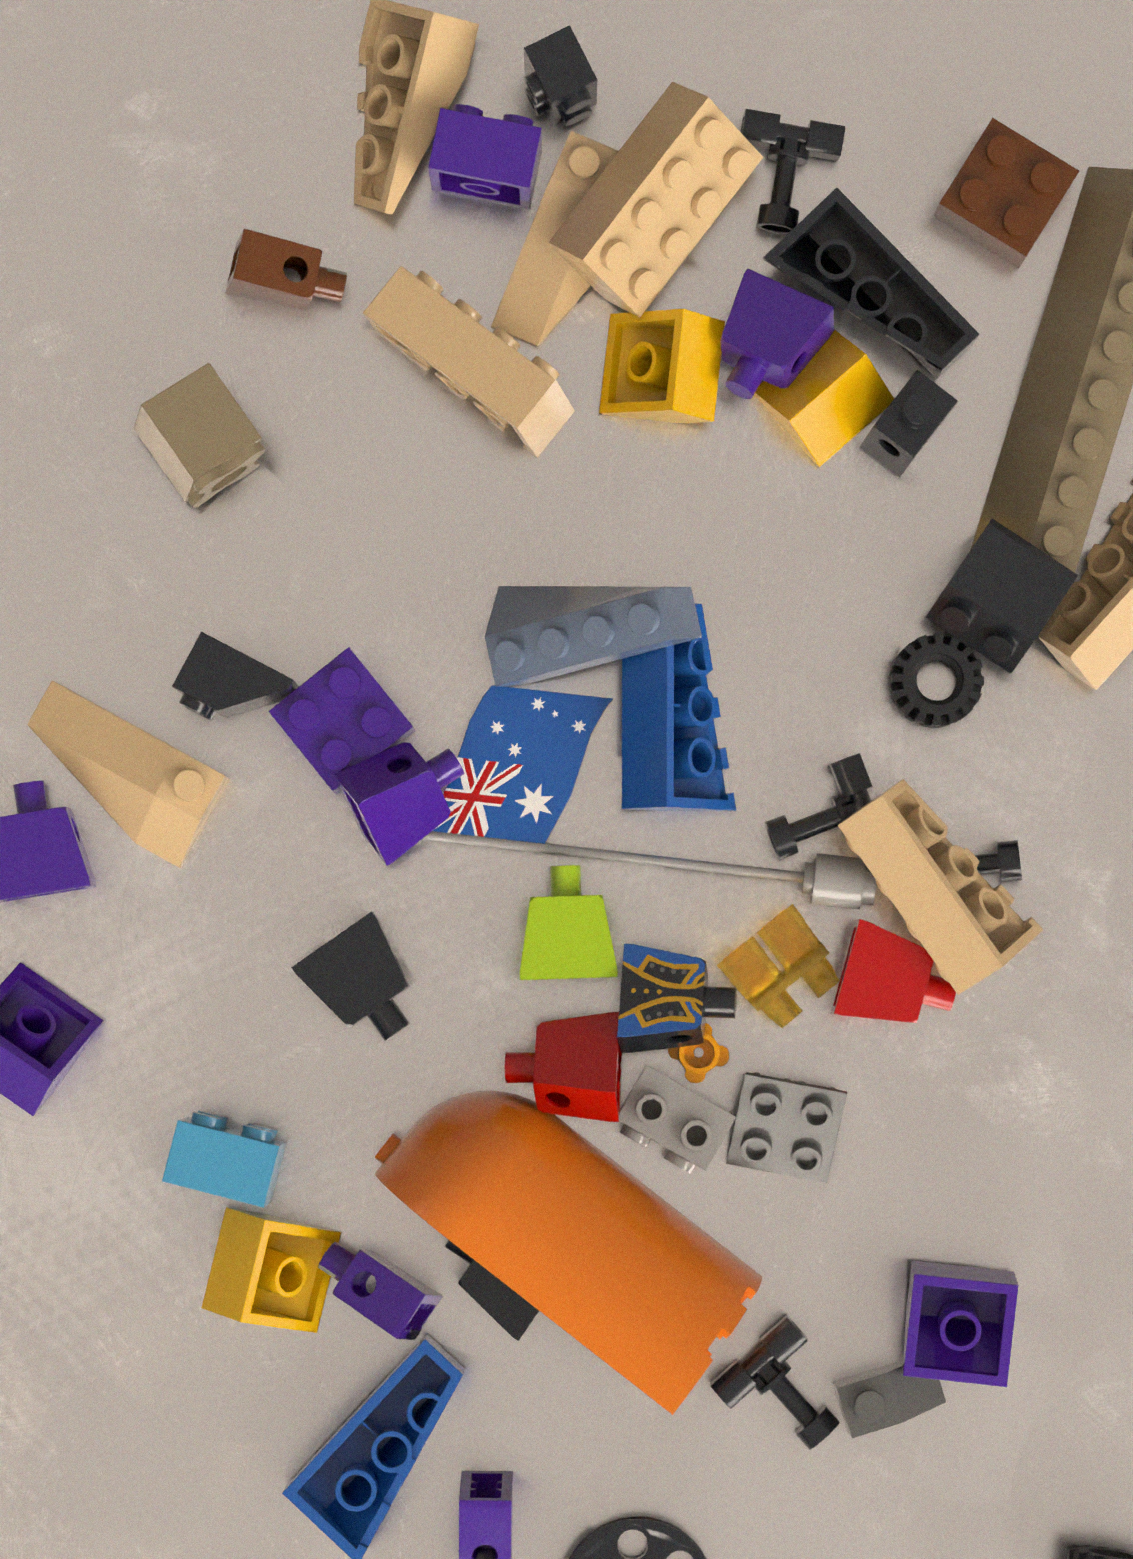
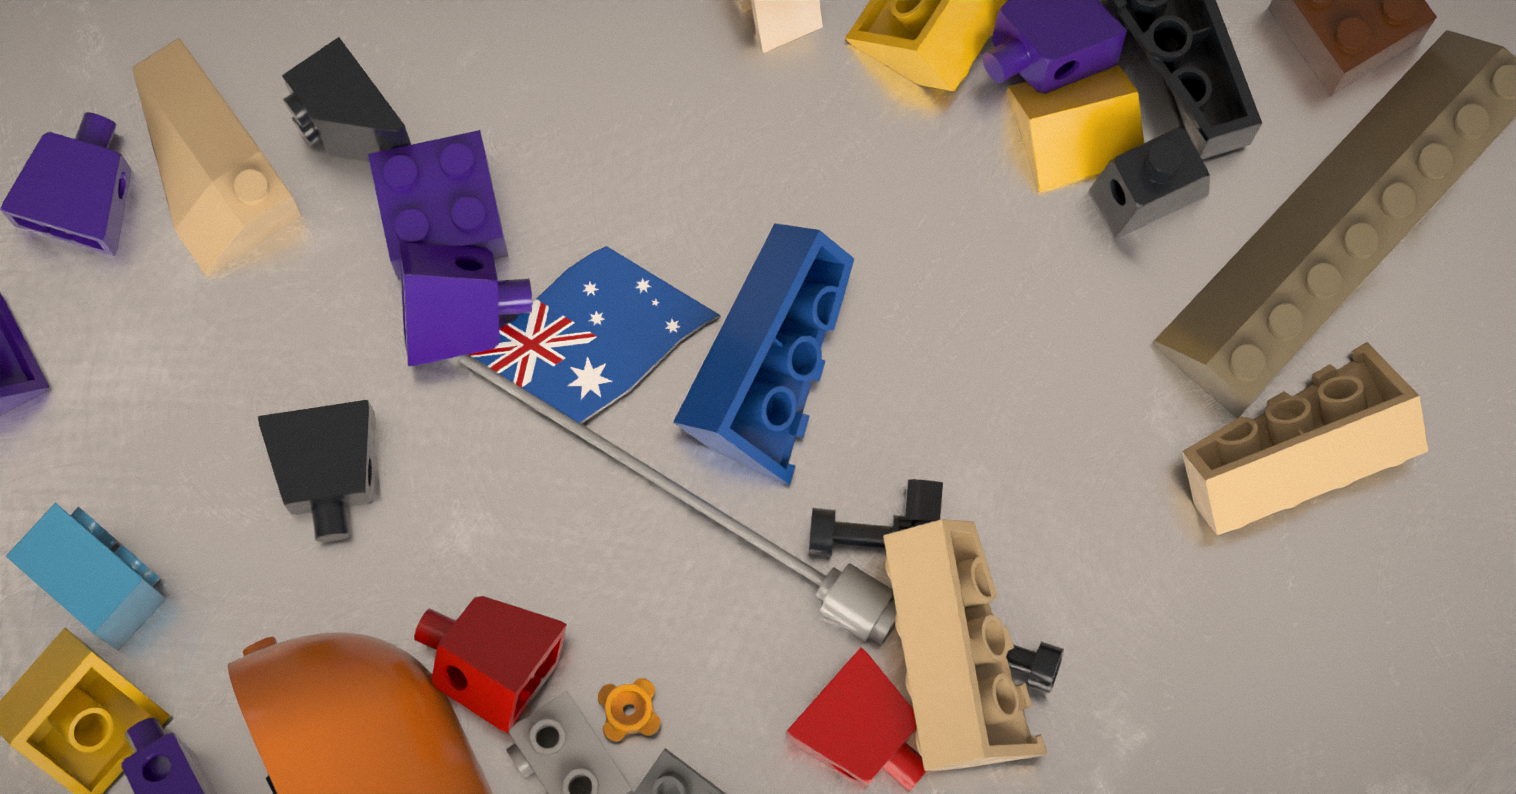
camera: 25 degrees right, 10 degrees down
(567, 932) = (554, 522): lime torso -> none
(569, 628) = (710, 221): sand blue wedge -> none
(667, 1000) = (620, 635): torso -> none
(798, 954) = (779, 651): clear yellow hips -> none
(958, 658) = (1064, 417): black tyre -> none
(1001, 596) = (1163, 391): black slope -> none

